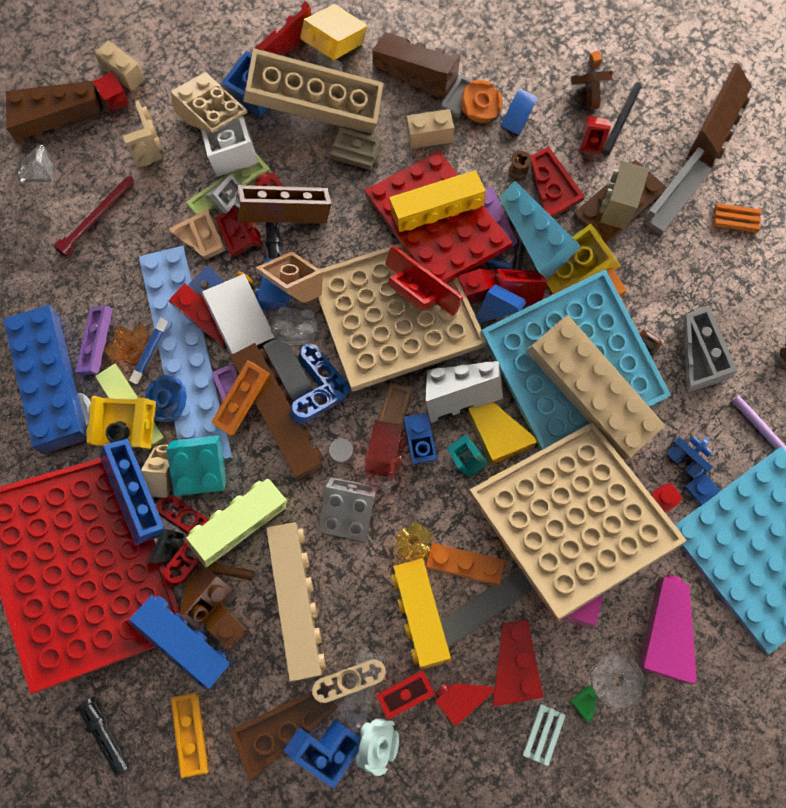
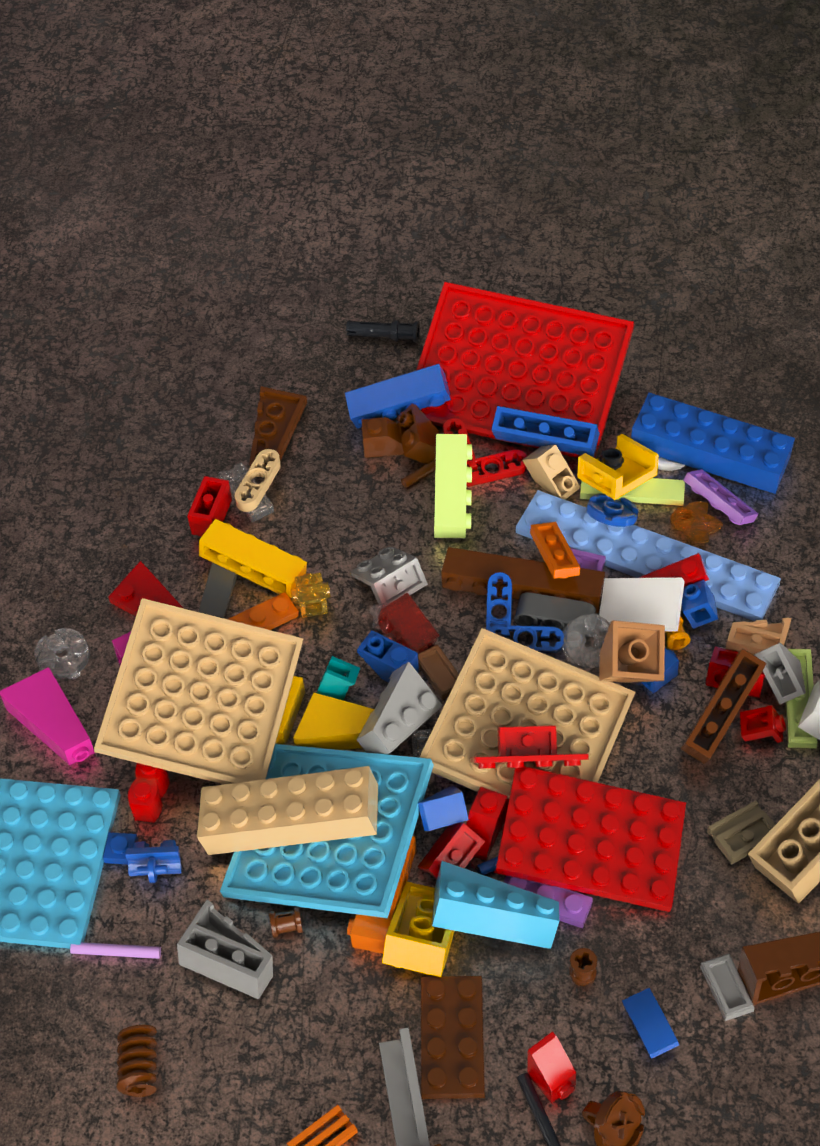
camera: 135 degrees right, 20 degrees down
(148, 351) = (671, 526): blue bar -> none
(167, 546) = (481, 437): pearl dark grey piece -> none
(189, 735) = (328, 376): light orange tile -> none
(197, 465) = (526, 490): teal brick -> none
(274, 242) = (693, 688): black pin -> none
(294, 602) = (354, 491): tan brick -> none
(329, 756) = (224, 431): blue brick -> none
(341, 450) = (442, 606): light grey tile -> none
(377, 746) = (191, 473): light aqua plate -> none
(430, 129) = (704, 913): tan brick -> none
(437, 201) = (600, 831): yellow brick -> none
(460, 700) = (167, 543): red slope -> none
(481, 101) = (697, 997): orange tile -> none
(553, 739) = (78, 565): light aqua tile -> none
(554, 184) = (529, 985): red wing -> none
(585, 703) = (73, 620): green tile -> none
(623, 195) = (445, 1004): dark tan brick -> none

